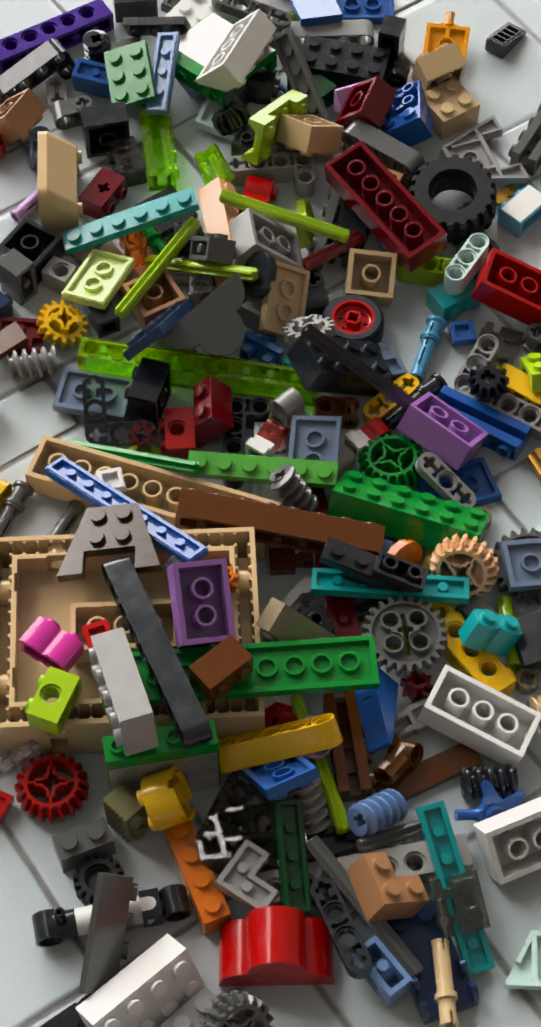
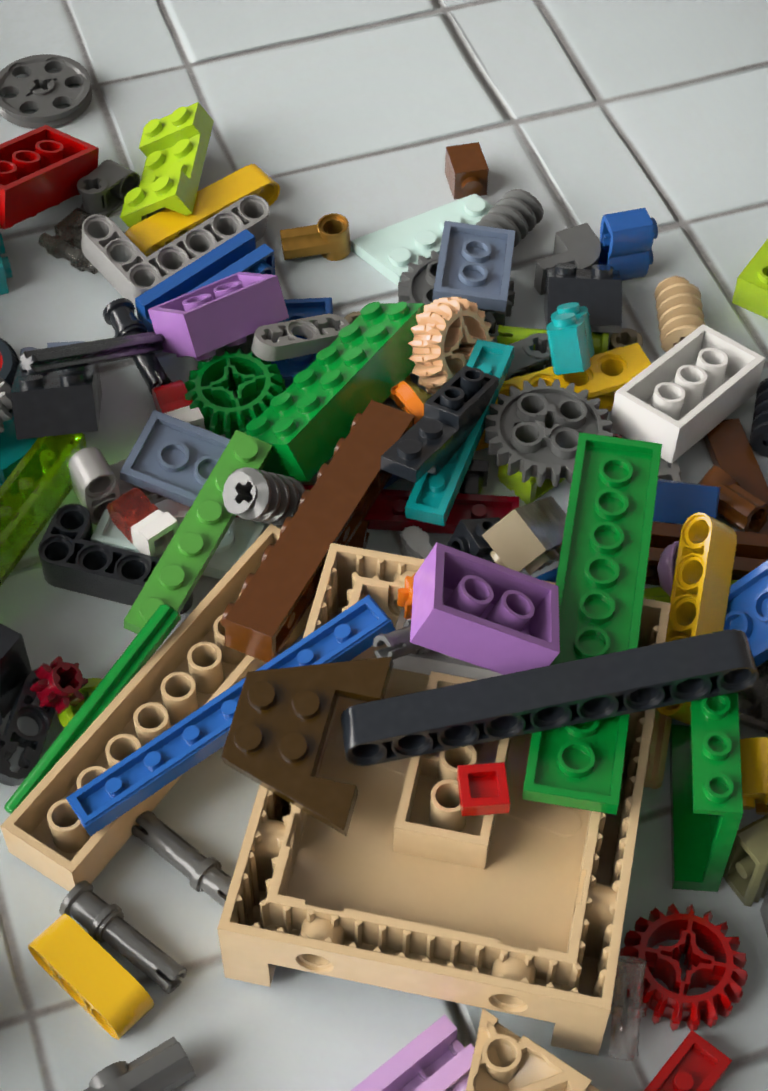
camera: 75 degrees left, 5 degrees down
(51, 645) = (484, 861): dark pink brick -> none
(54, 715) = (584, 854): lime brick -> none
(113, 477) = (140, 731): white tile -> none
(122, 692) = (644, 737): light grey brick -> none
(175, 422) = (90, 637): red brick -> none
(211, 410) = (55, 584): dark red slope -> none
(221, 668) = (604, 611): reddish brown brick -> none
(338, 407) = (117, 433): reddish brown piece -> none
(386, 408) = (117, 388): yellow beam -> none
(429, 340) = (39, 305): dark azure pin -> none
(462, 333) = (44, 269): blue plate -> none
(481, 388) = (164, 240): black gear -> none

